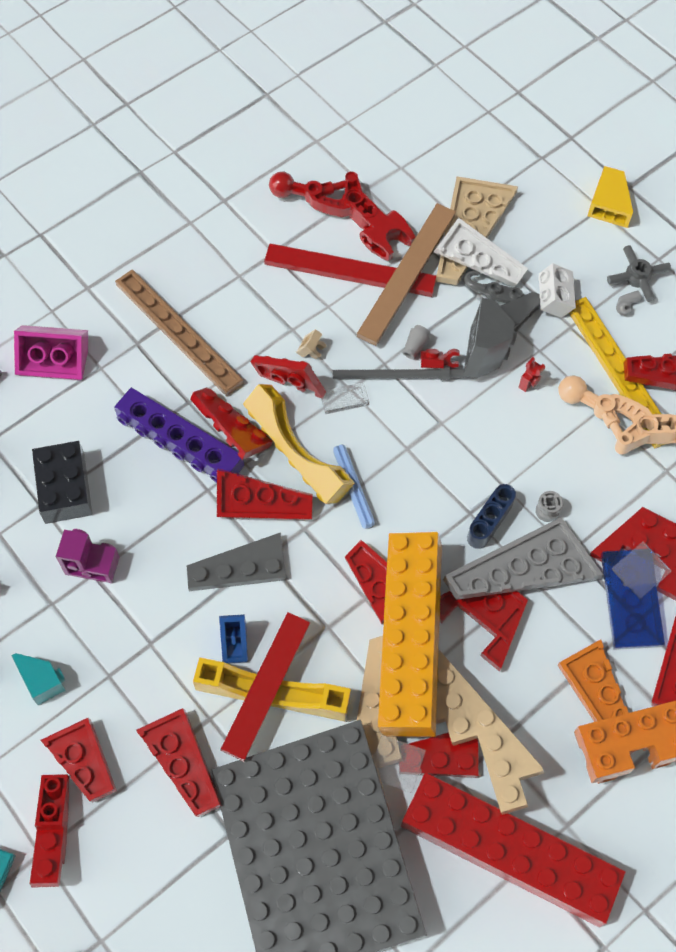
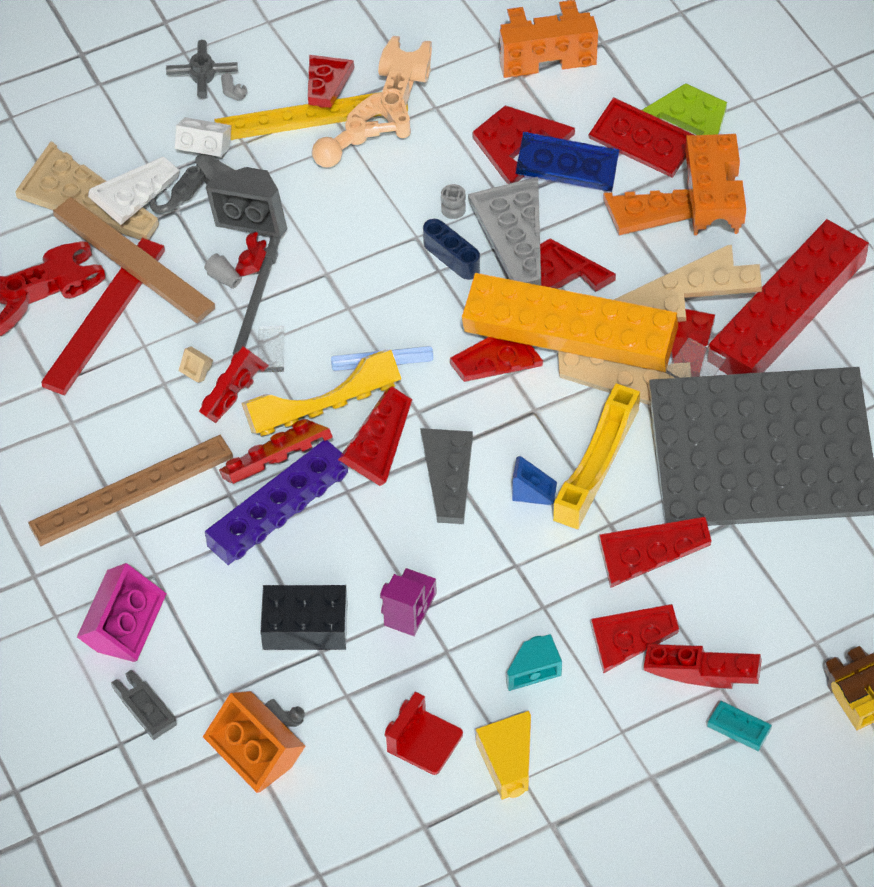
camera: 75 degrees left, 10 degrees down
(265, 687) = (593, 458): red tile -> none
(532, 375) = (298, 180): red plate -> none
(612, 198) = (96, 67): yellow slope -> none
(641, 570) = (543, 144): clear piece -> none

